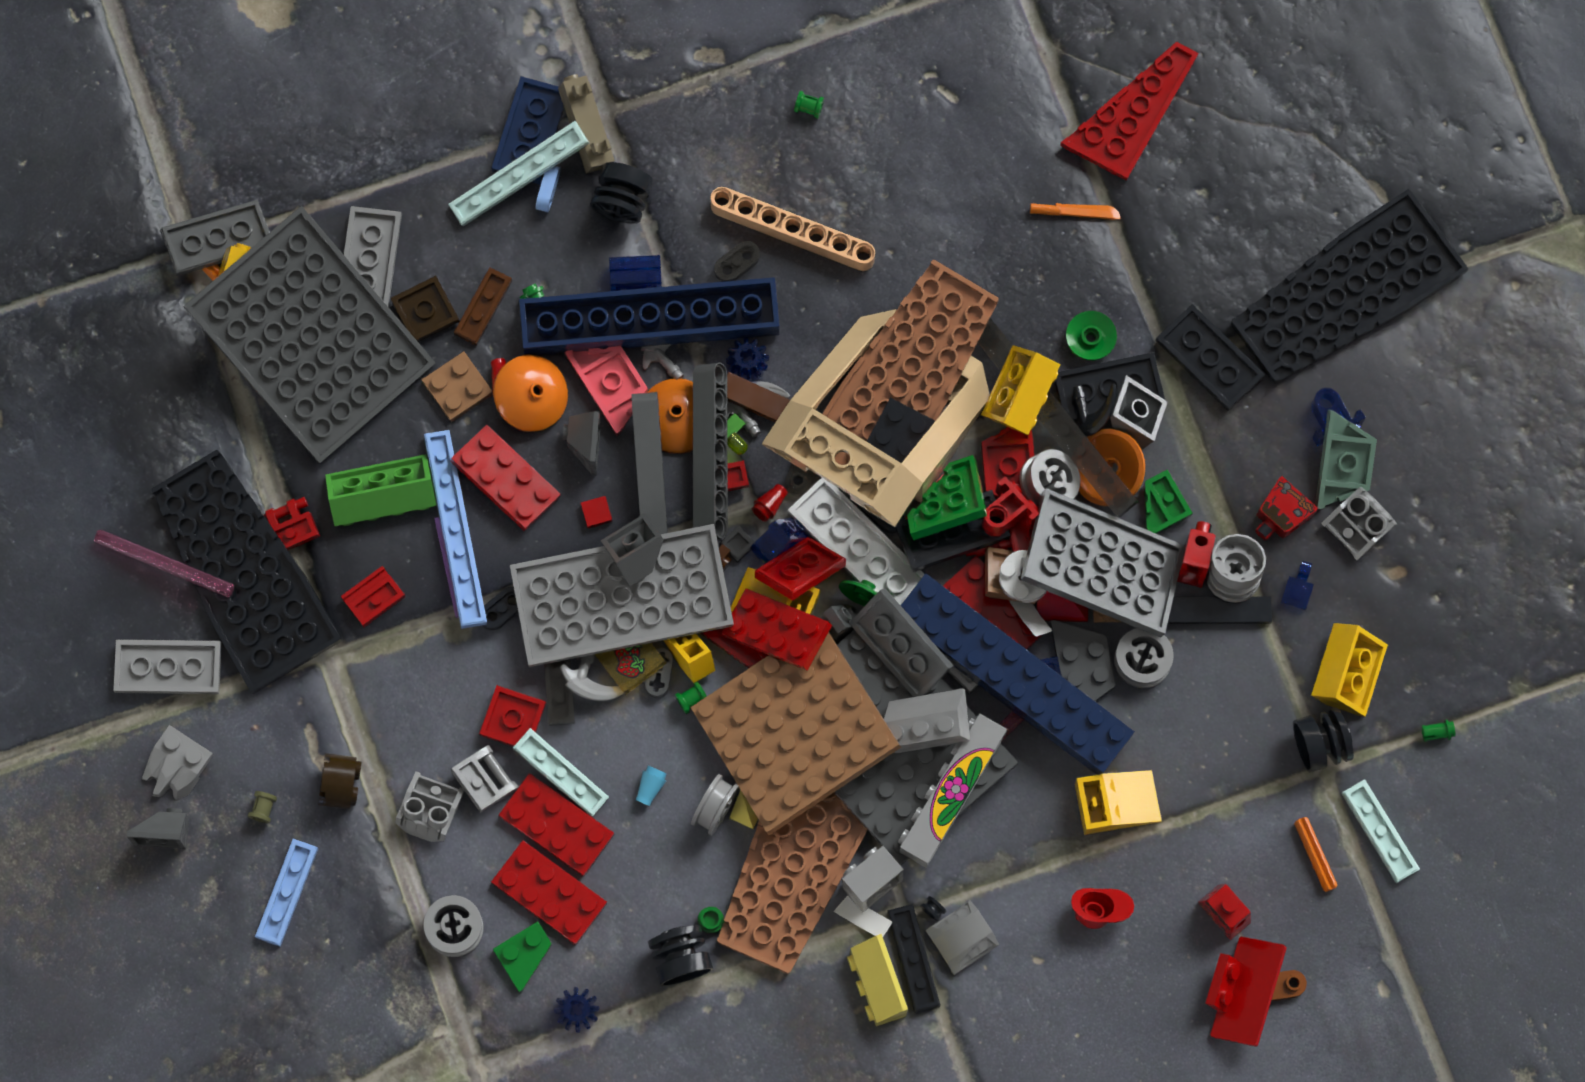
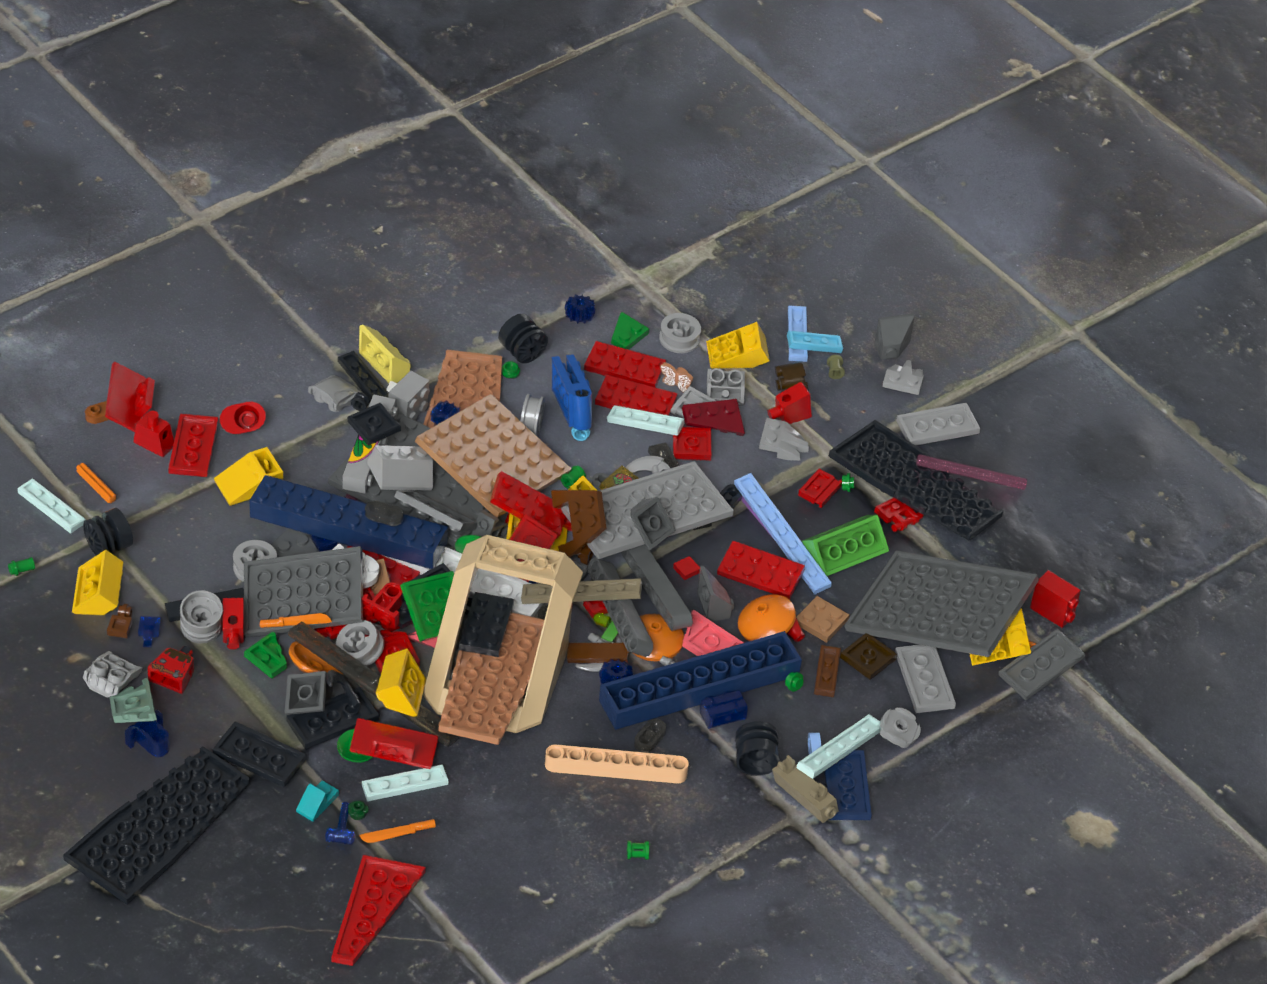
camera: 160 degrees right, 30 degrees down
(156, 318) = (1055, 599): none -> red piece
(272, 860) = (814, 341): none -> medium azure tile
(332, 594) = (848, 482): none -> green plate
(346, 741) = (792, 405): none -> red torso
(384, 875) = (739, 348): none -> yellow slope
(390, 694) = (783, 439): none -> light grey plate
(441, 200) = (896, 735): none -> light grey plate
(467, 748) = (717, 415): none -> dark red wing
(487, 836) = (677, 377): none -> nougat animal
(649, 790) = (572, 392): none -> blue hinge
(714, 576) = (586, 517): none -> reddish brown wing
(755, 470) = (586, 591): none -> dark tan plate
(833, 822) = (443, 411): none -> clear blue gear
(944, 798) = (374, 423): none -> black plate
(974, 641) = (384, 513): none -> clear smoke plate
(1048, 276) = (404, 783): none -> light aqua tile
(1050, 317) = (393, 743): none -> red bracket
(1111, 255) = (357, 810): none -> dark green plate
(1139, 530) = (318, 618): none -> orange piece
(1143, 218) = (340, 834): none -> clear blue piece
(1156, 277) = (316, 800): none -> teal slope
(1175, 886) = (193, 445): none -> red plate
(1334, 600) = (120, 624): none -> reddish brown plate

